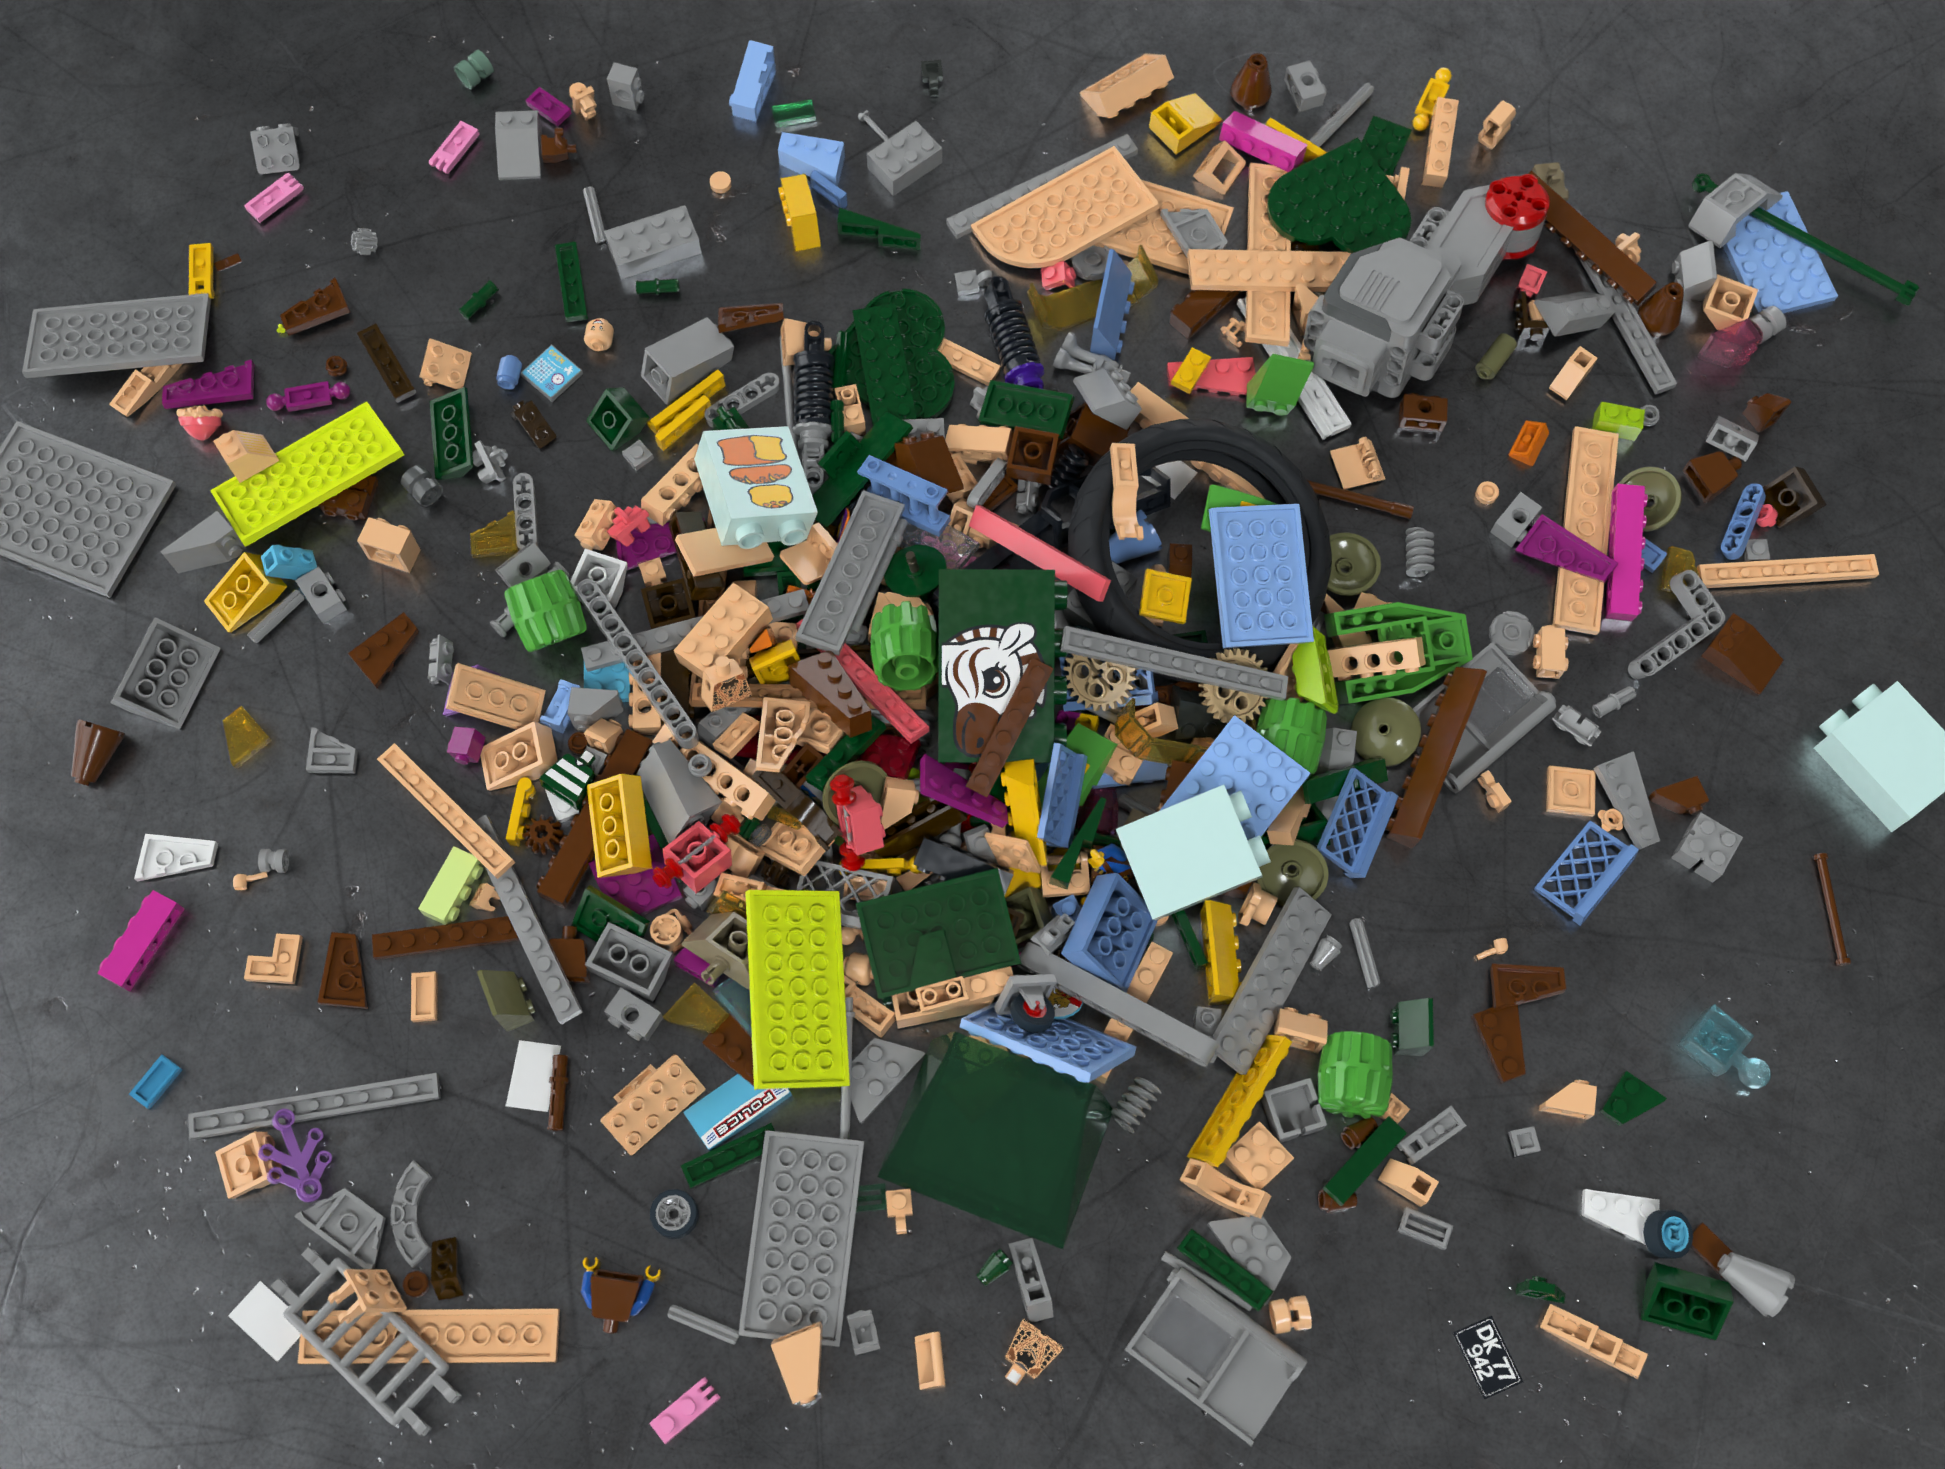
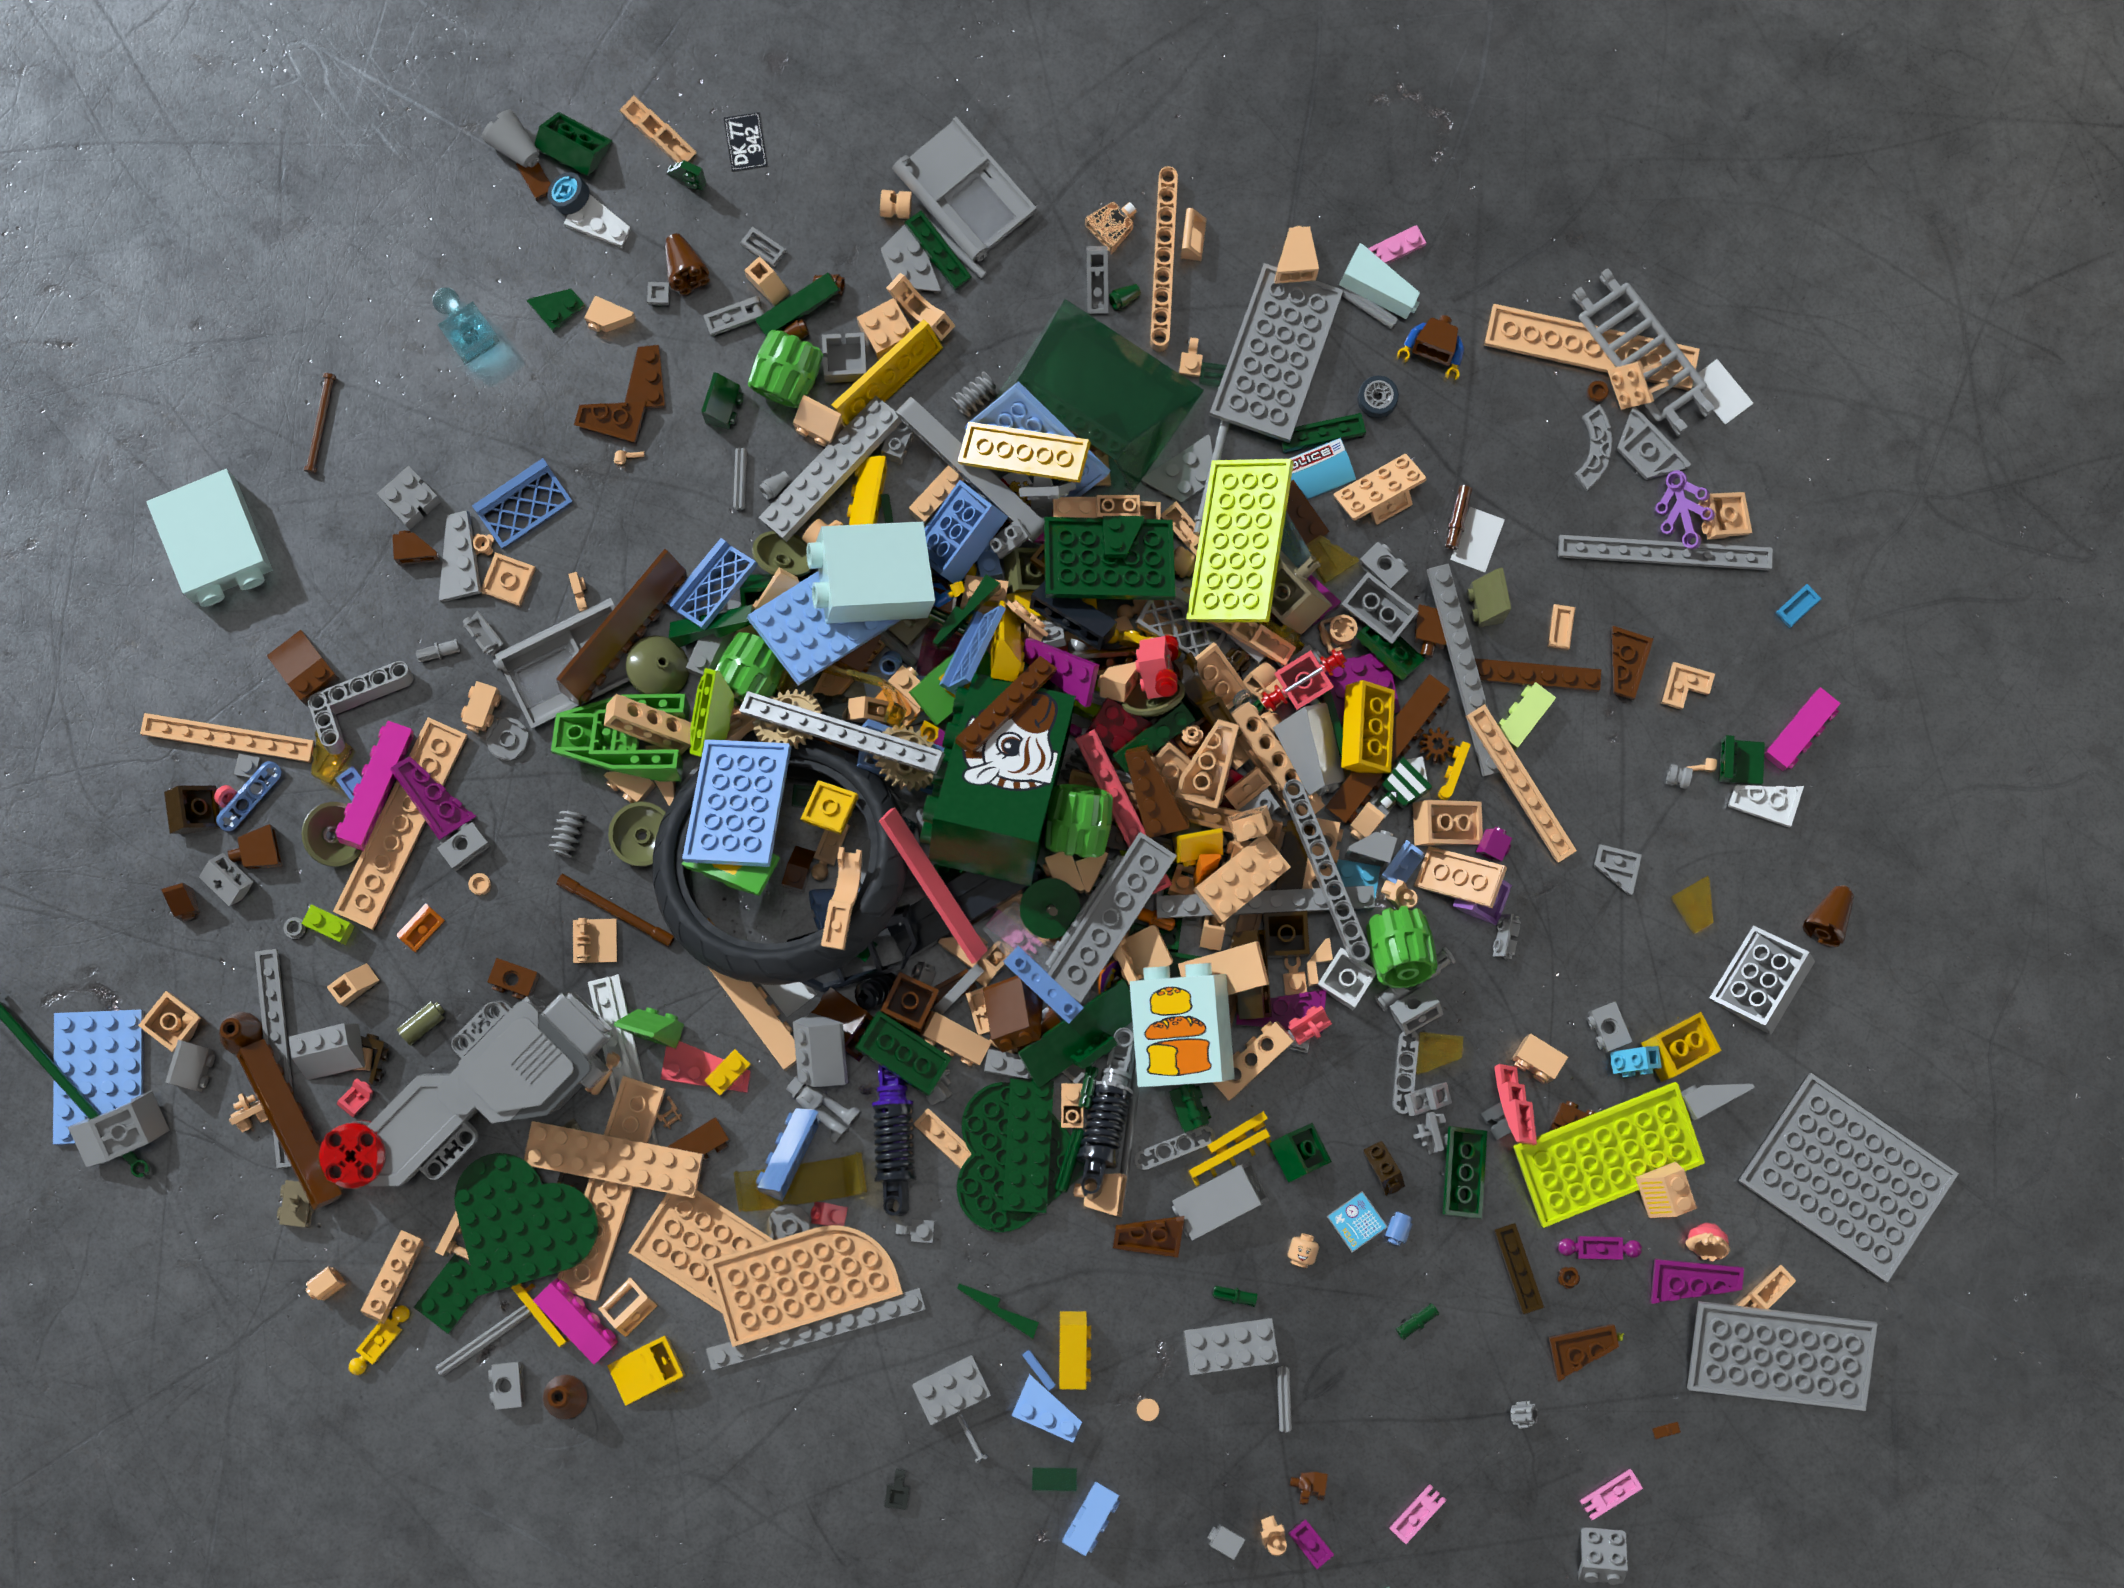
camera: 165 degrees left, 10 degrees up
(201, 269) = (1693, 1421): yellow plate -> none
(206, 892) = (1741, 761): none -> dark green bracket
(276, 616) = (1655, 1017): light grey axle -> none
(382, 649) = (1558, 962): reddish brown wing -> none
(405, 488) = (1514, 1104): none -> coral slope
(444, 1269) = (1572, 397): dark brown bracket -> none
(445, 365) = (1460, 1252): light nougat hinge -> none
(481, 897) = (1499, 700): light nougat tile -> none
(495, 494) = (1428, 1099): none -> light grey slope
(518, 144) = (1349, 1499): light grey slope -> none
(557, 670) = (1399, 894): none -> light nougat hips
(571, 281) = (1321, 1321): dark green plate -> none
(577, 743) = (1391, 825): reddish brown plate -> none
(595, 524) = (1338, 1037): light nougat brick -> none
(632, 597) = (1321, 956): none -> light nougat slope
(637, 455) = (1287, 1111): light grey plate -> none
(697, 760) = (1293, 760): light grey plate -> none
(698, 1353) = (1379, 283): none -> light aqua slope
(798, 761) = (1192, 740): none -> light nougat plate
(863, 1331) = (1242, 269): light grey bracket -> none
(963, 1336) = (1163, 249): none -> light nougat beam
(1061, 1017) = (1024, 452): none -> plate
(1128, 84) = (694, 1431): light nougat slope -> none
(1145, 787) = (887, 668): none -> medium blue brick
(1194, 229) = (677, 1225): light grey wing -> none
(1302, 304) = (594, 1109): light nougat tile -> none
(1396, 1109) = (755, 342): light nougat tile -> none
(1508, 1179) = (684, 265): none -> reddish brown cone
(1731, 345) = (185, 976): clear pink slope -> none
(1769, 322) = (135, 997): light grey wheel -> none

